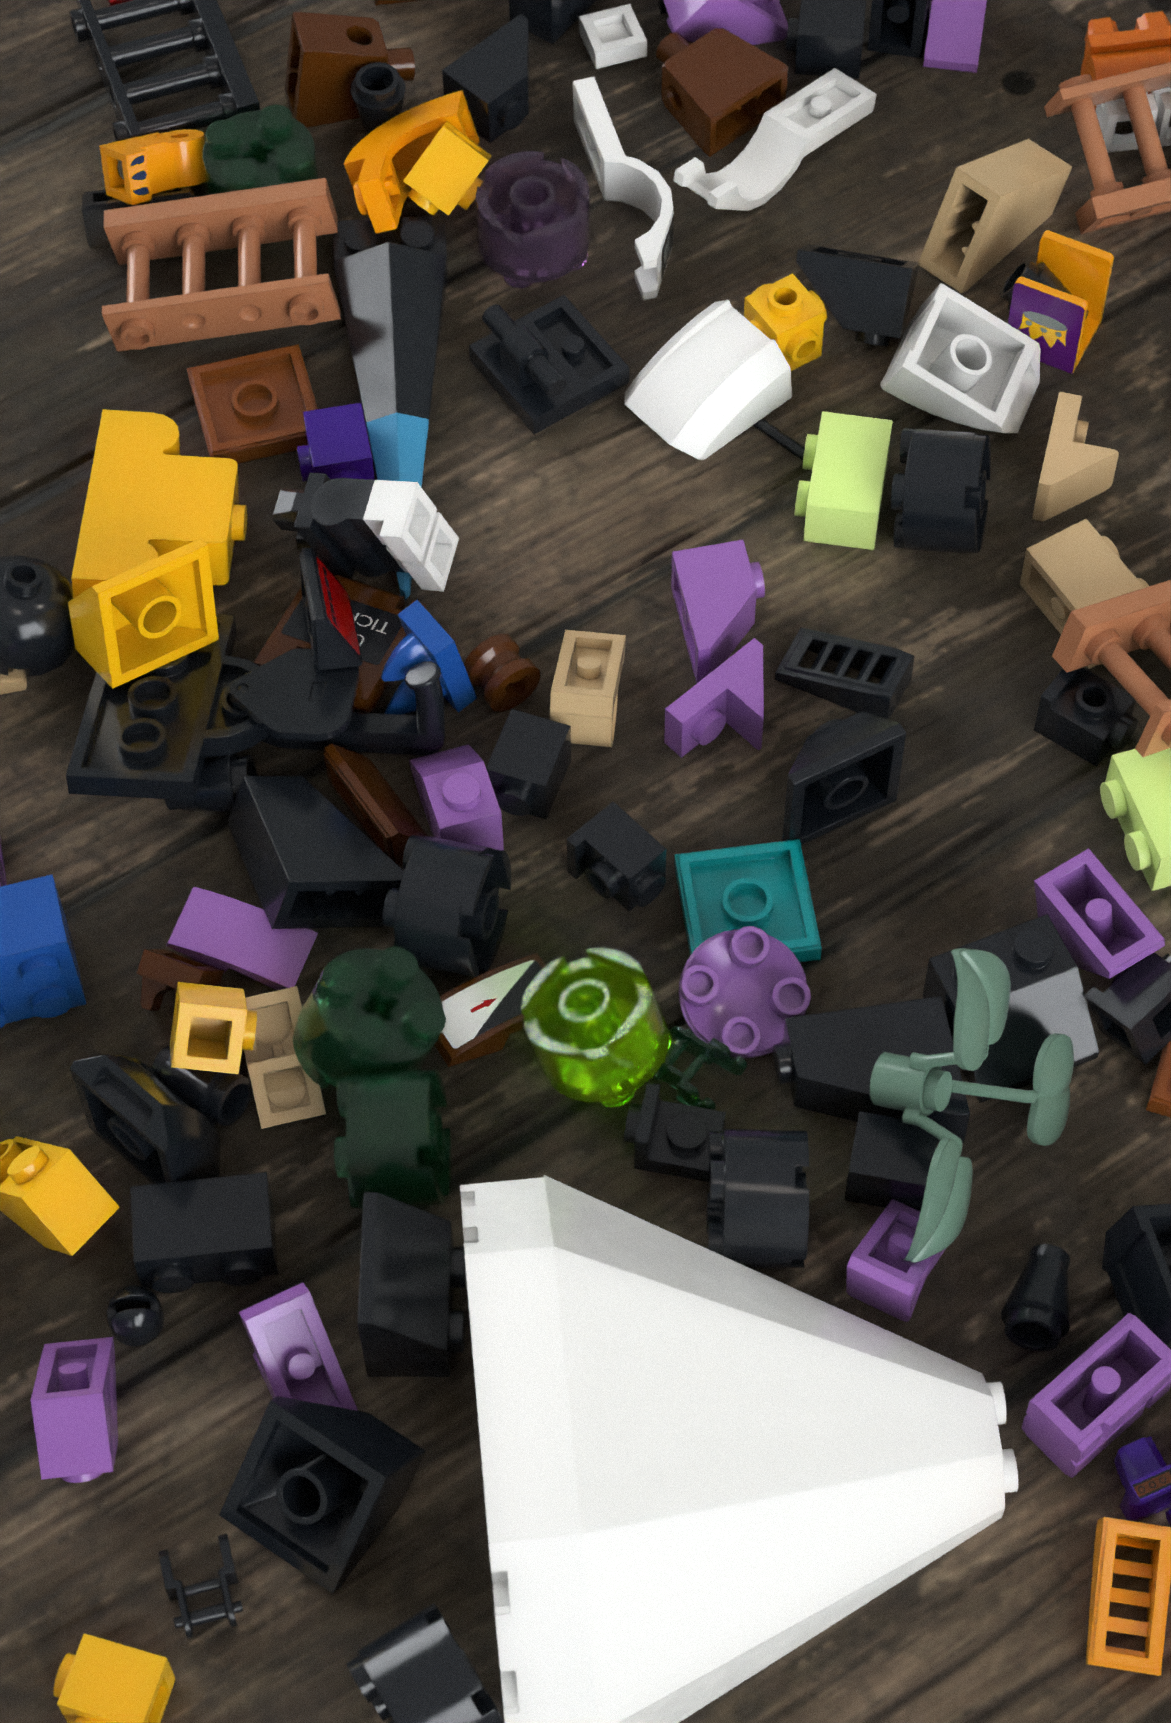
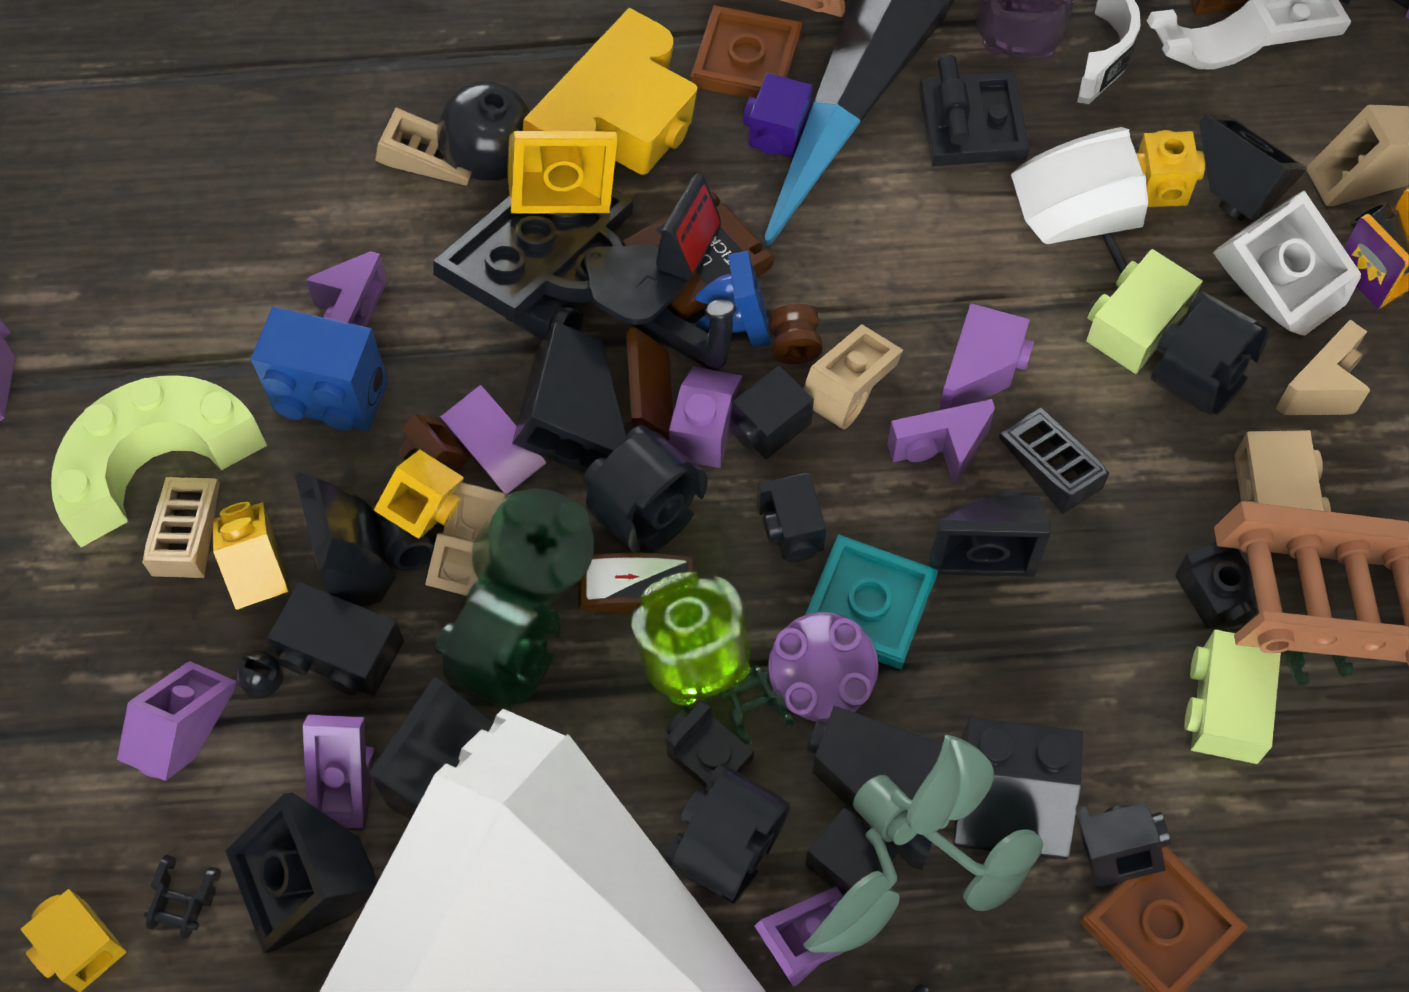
camera: 30 degrees right, 5 degrees up
(370, 528) = (759, 181): hips -> none
(1095, 916) = (1120, 753): medium lavender slope -> none

